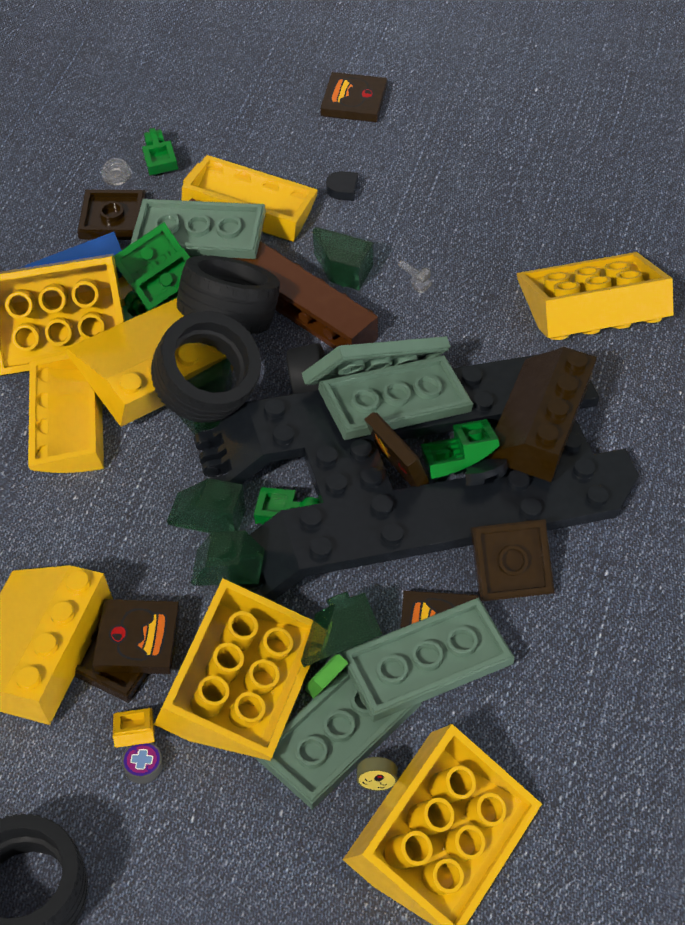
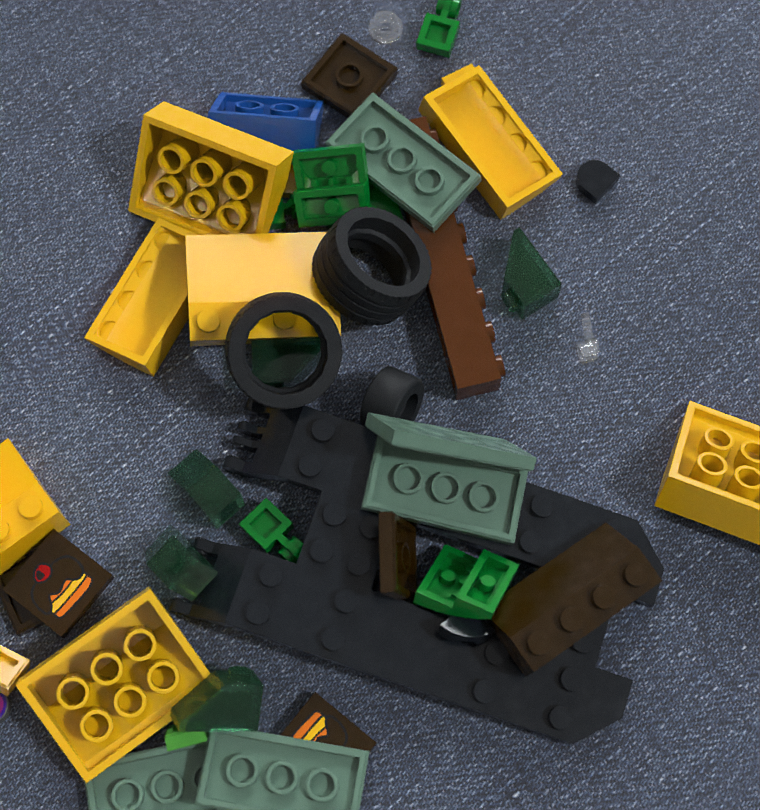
camera: 35 degrees right, 20 degrees up
(353, 97) = (690, 67): dark brown tile -> none
(512, 560) = (429, 732): dark brown tile -> none

